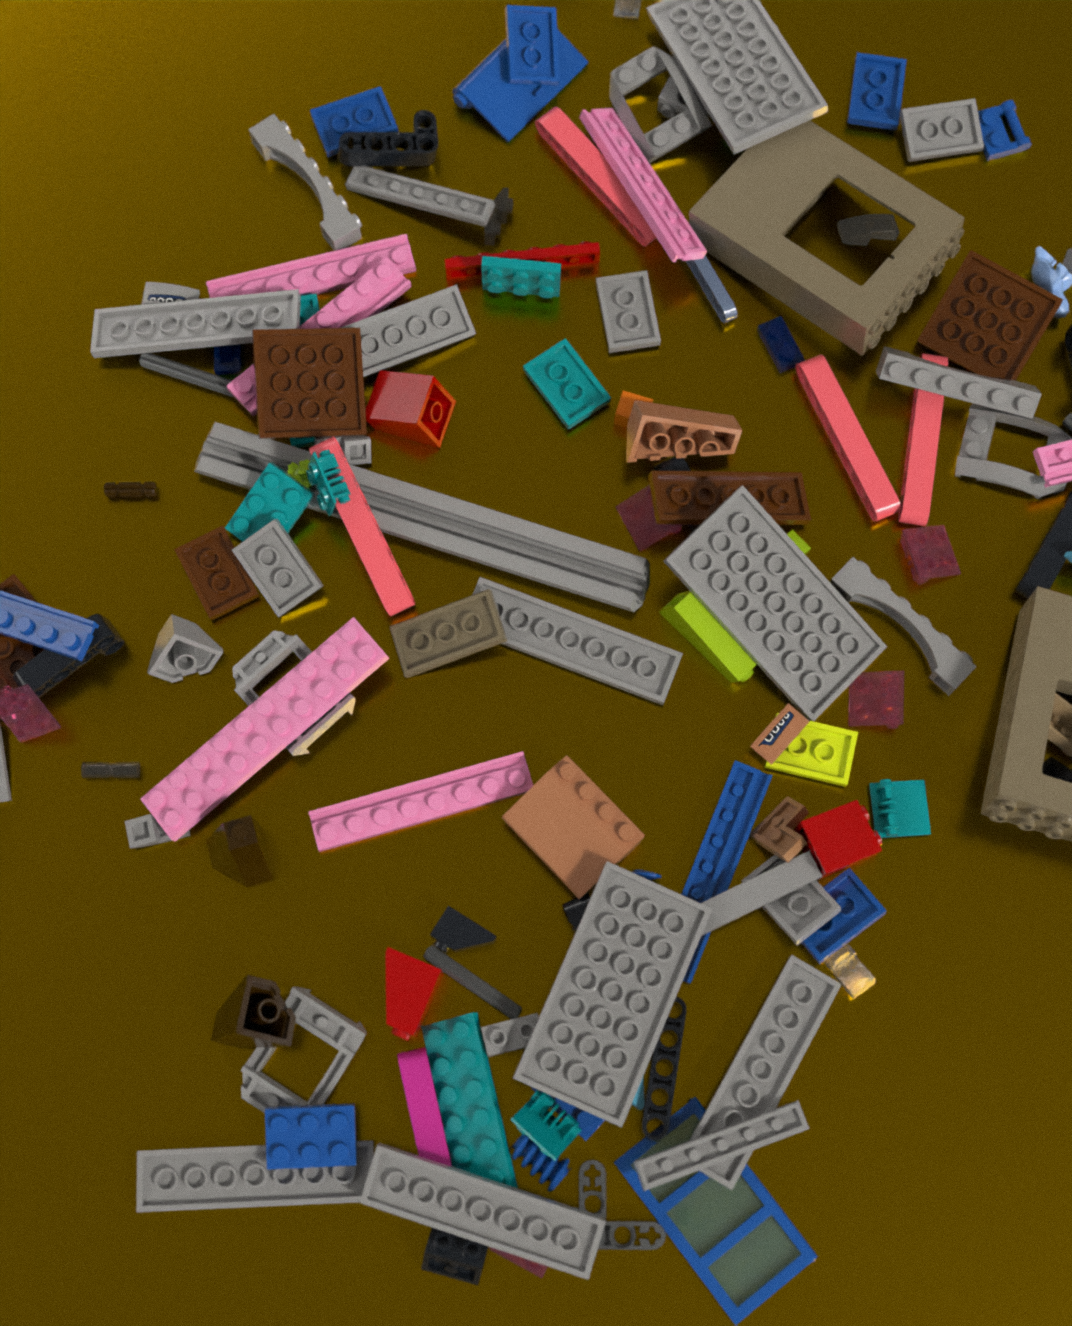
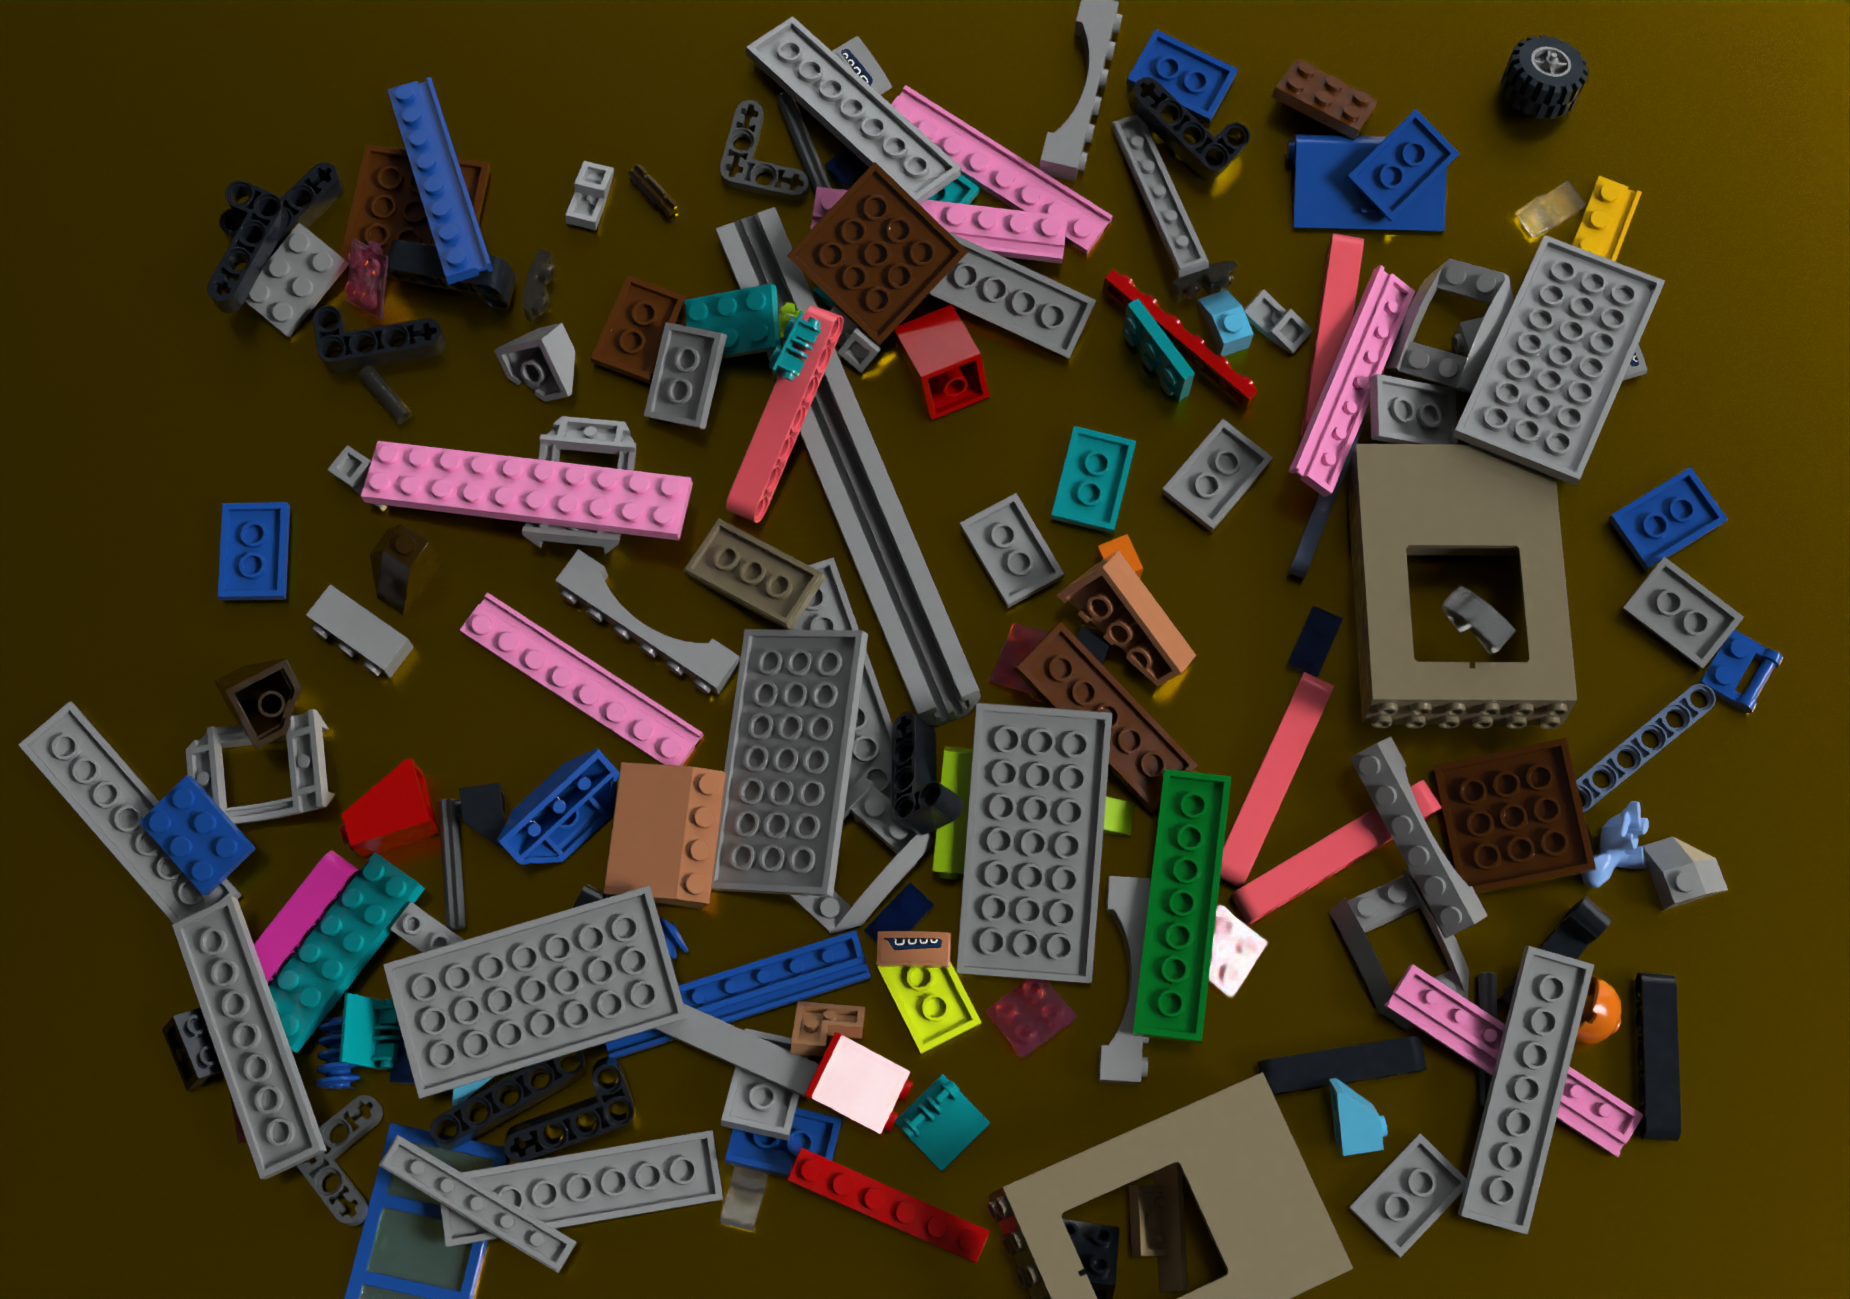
camera: 50 degrees right, 0 degrees up
(69, 741) = (380, 337): none -> black beam
(96, 530) = (590, 195): none -> light grey slope
(131, 614) = (535, 293): none -> clear smoke slope
(142, 942) = (254, 551): none -> blue plate
(171, 418) = (751, 168): none -> dark grey beam
(261, 916) = (359, 632): none -> light grey brick
(362, 743) = (707, 663): none -> light grey arch
(446, 54) = (1325, 98): none -> reddish brown plate
(499, 880) = (562, 810): none -> blue wedge
(535, 226) = (1226, 322): none -> medium azure slope
(561, 200) = (1276, 323): none -> light grey slope
(569, 468) = (1011, 550): none -> light grey plate
(593, 708) = (789, 761): none -> light grey plate
(665, 638) = (916, 795): none -> black beam
(678, 685) = (875, 813): none -> light grey wedge
(690, 169) = (1411, 411): none -> light grey plate
(708, 1041) = (566, 1117): none -> black beam
(746, 727) = (901, 913): none -> clear blue plate
(889, 550) = (1182, 906): none -> green plate
(929, 883) = (887, 1205): none -> red plate
(1003, 201) = (1638, 750): none -> sand blue beam

